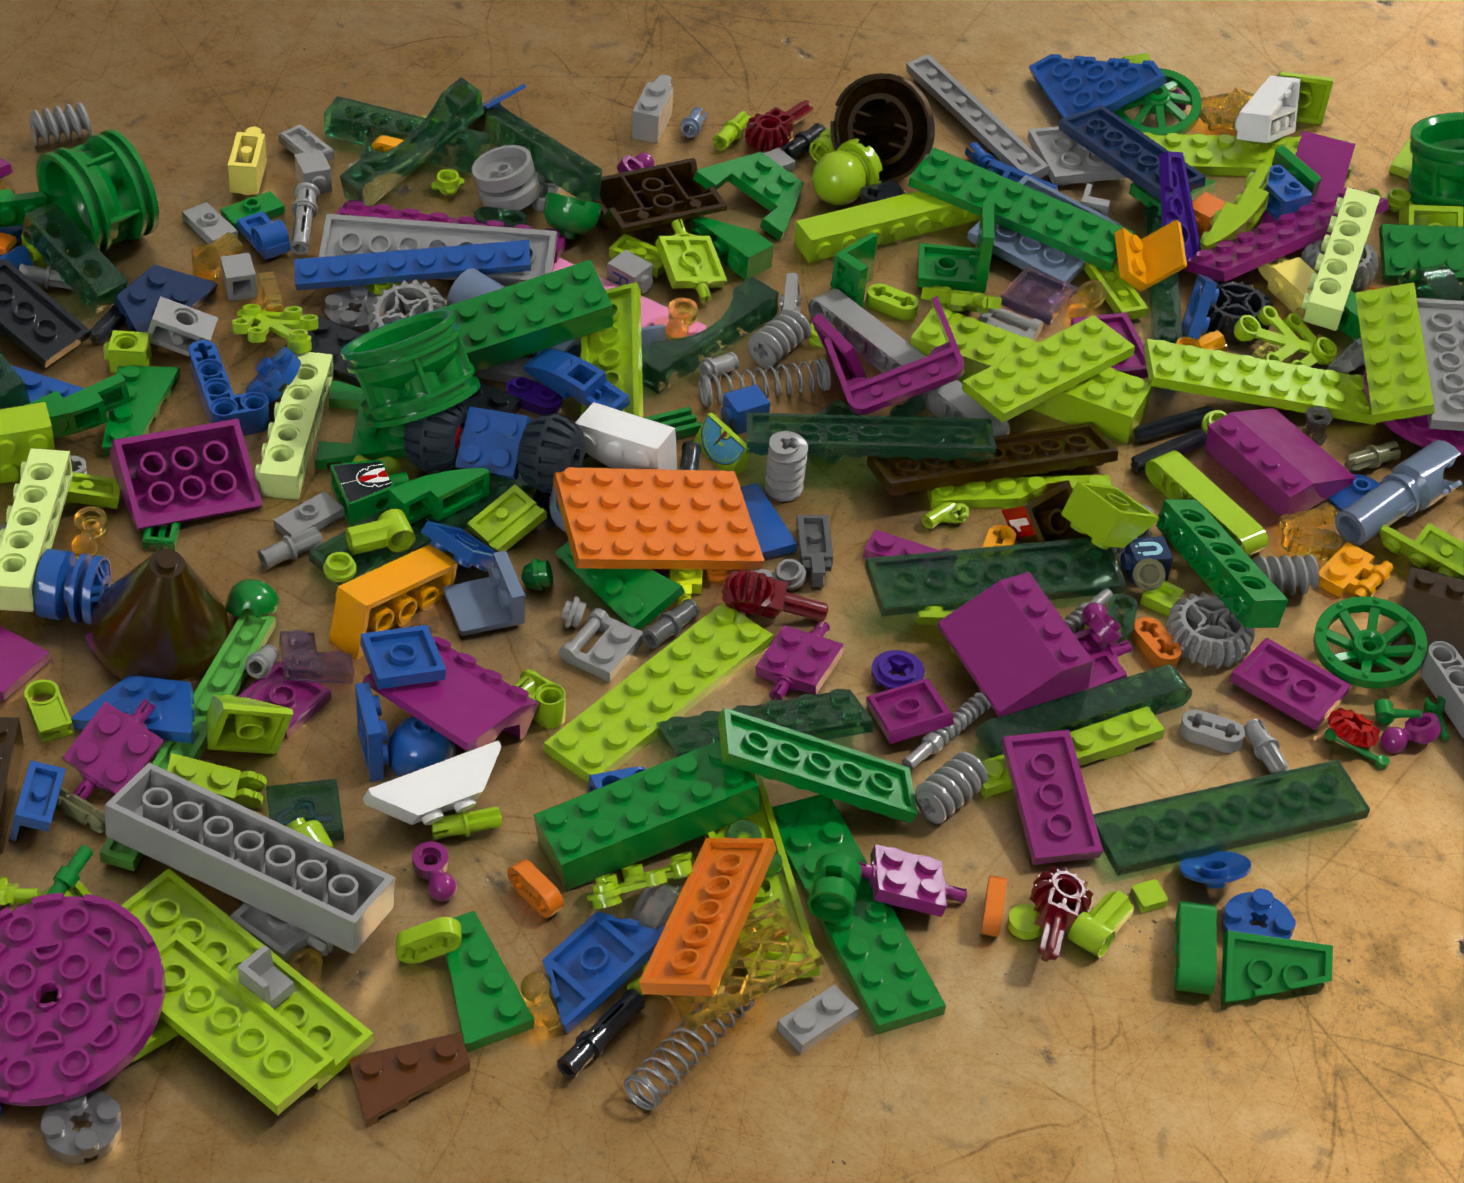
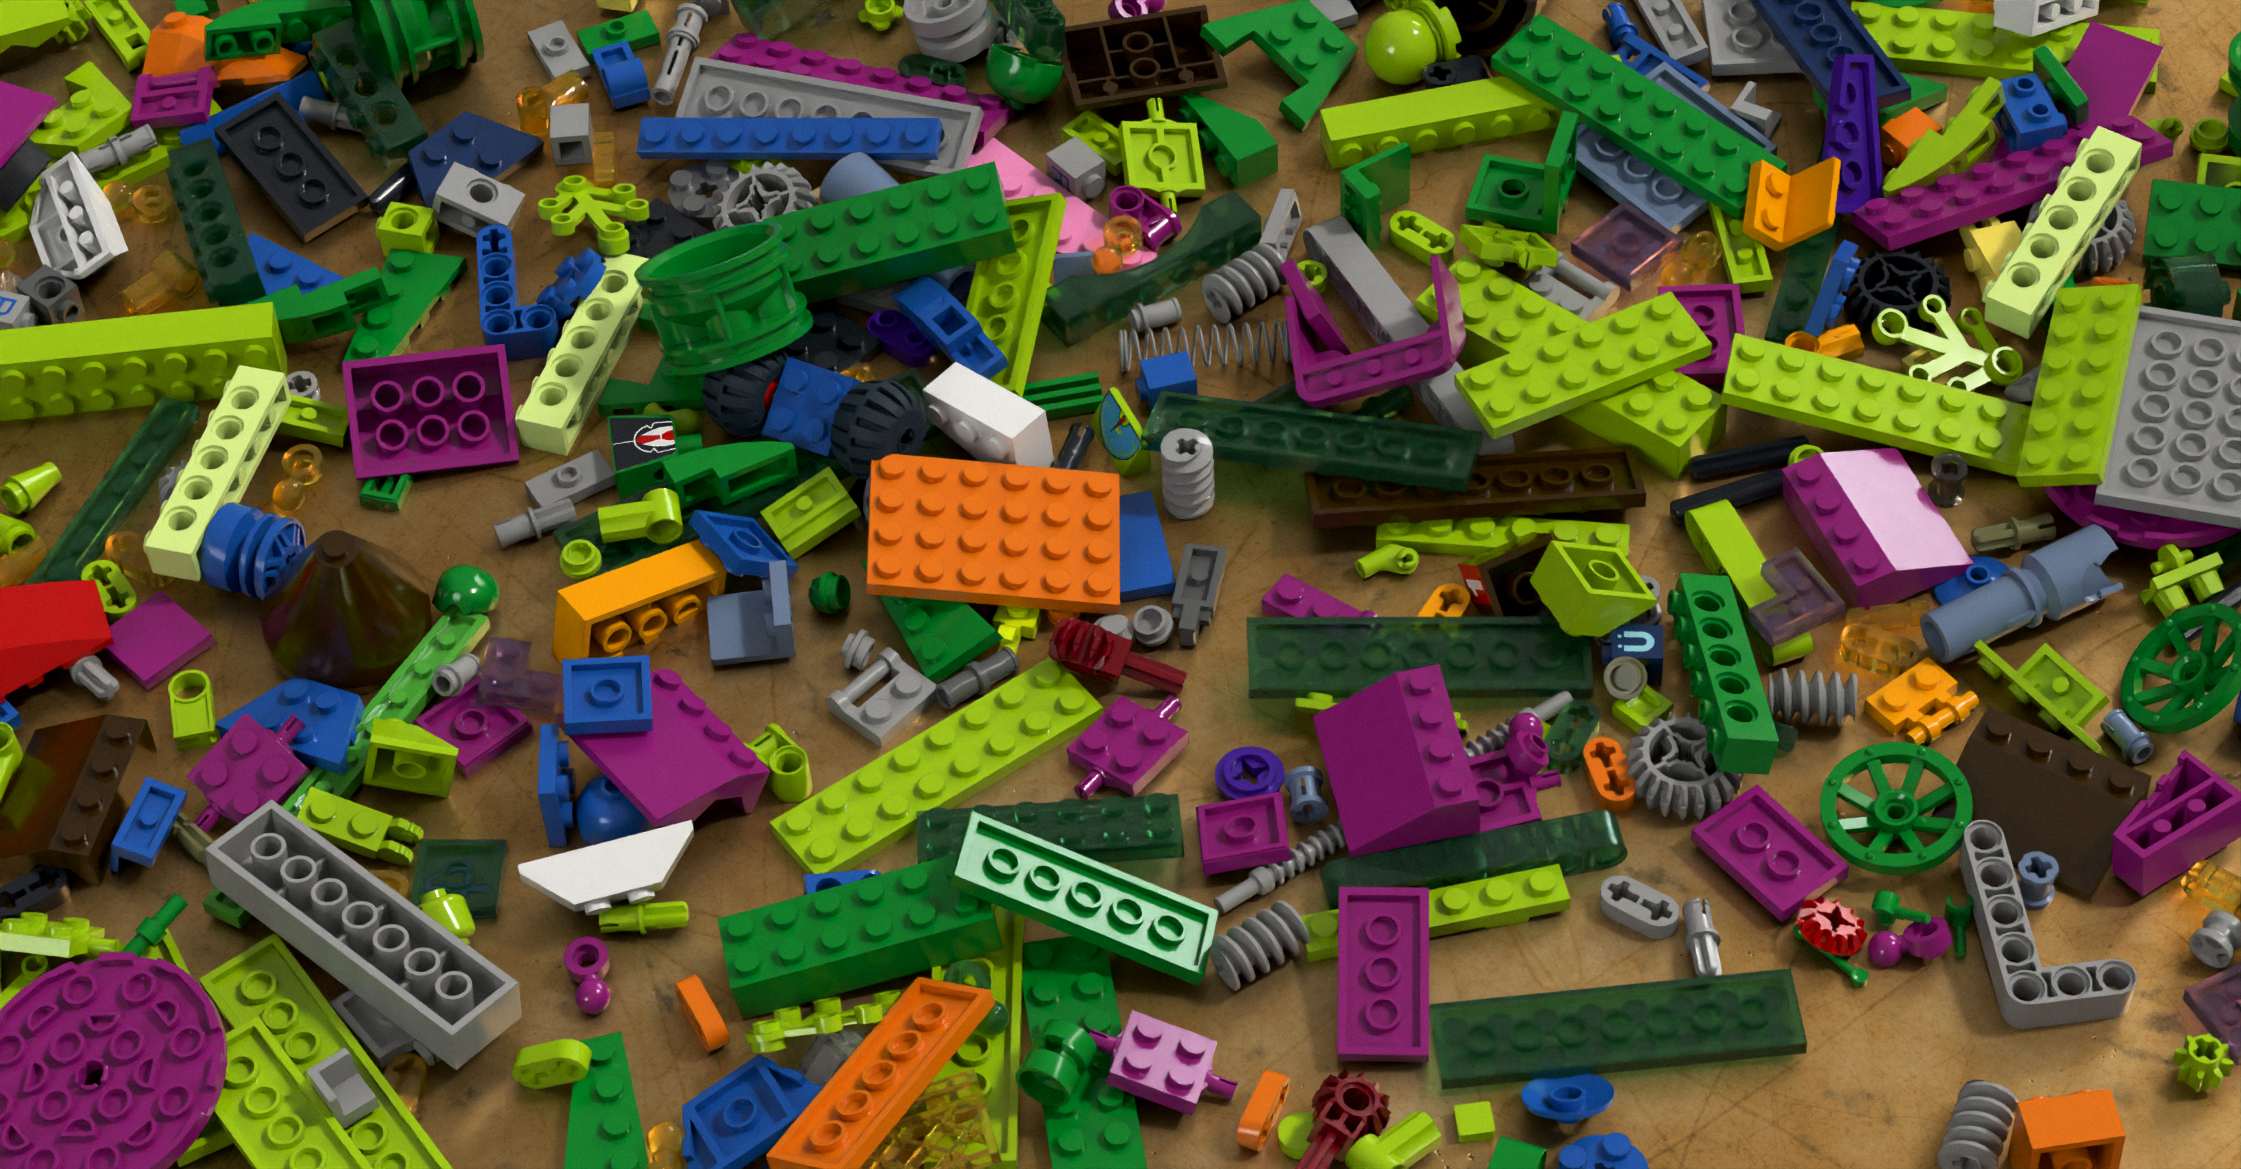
camera: 20 degrees right, 5 degrees up
(680, 289) = (1133, 202): none -> magenta piece
(945, 679) = (1306, 795): none -> sand blue bush
(1255, 507) = (1801, 601): none -> plate

